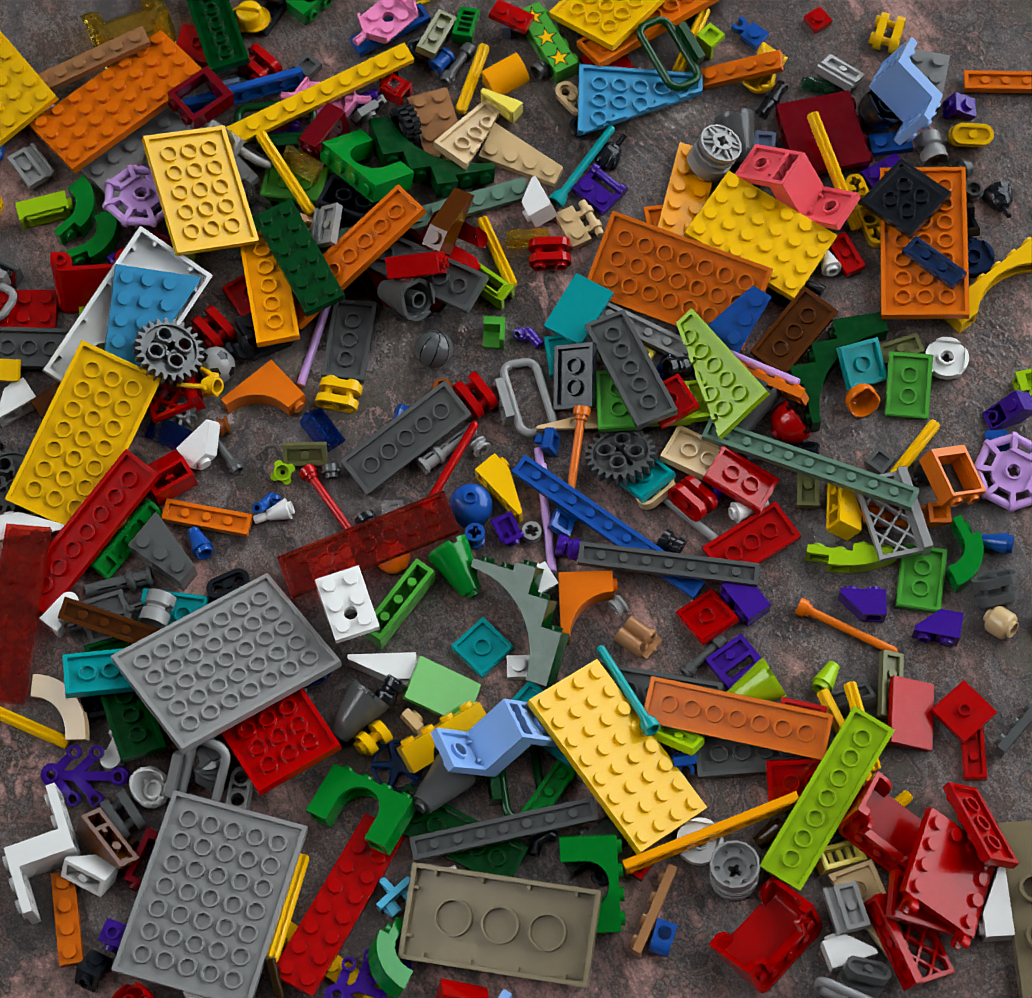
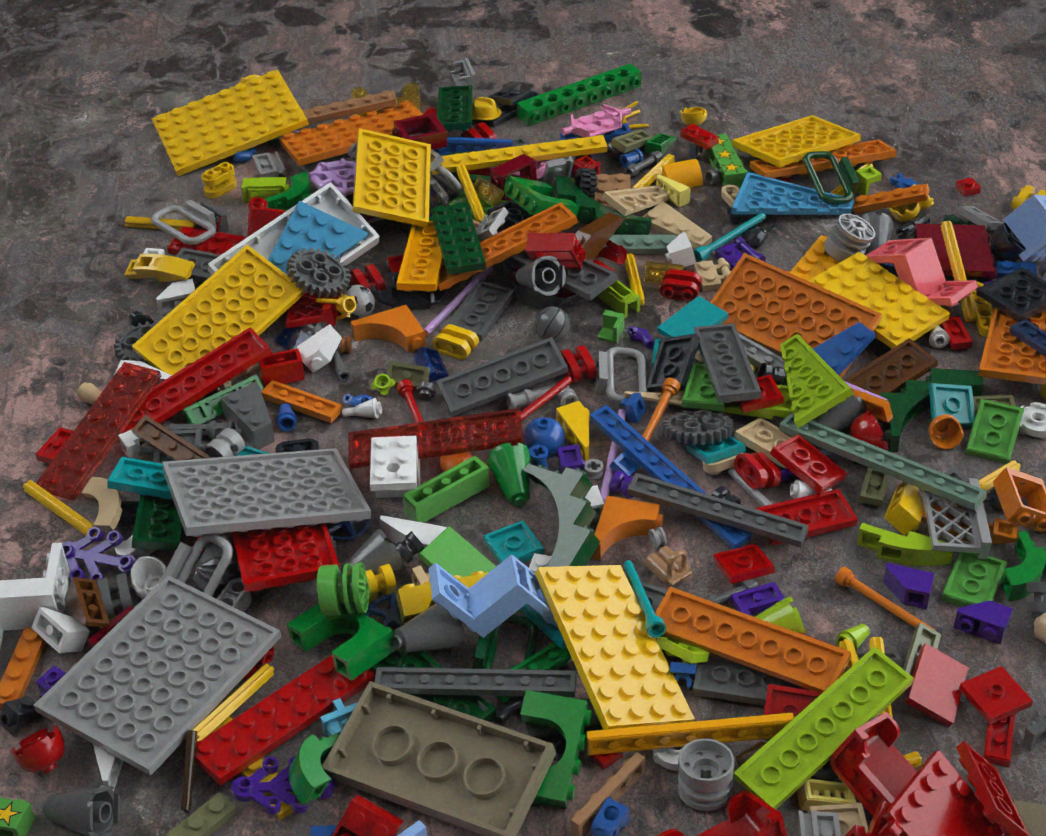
camera: 15 degrees right, 25 degrees down
(352, 769) = (340, 589): none -> bright green wheel
(746, 601) = (788, 558): dark purple slope -> none

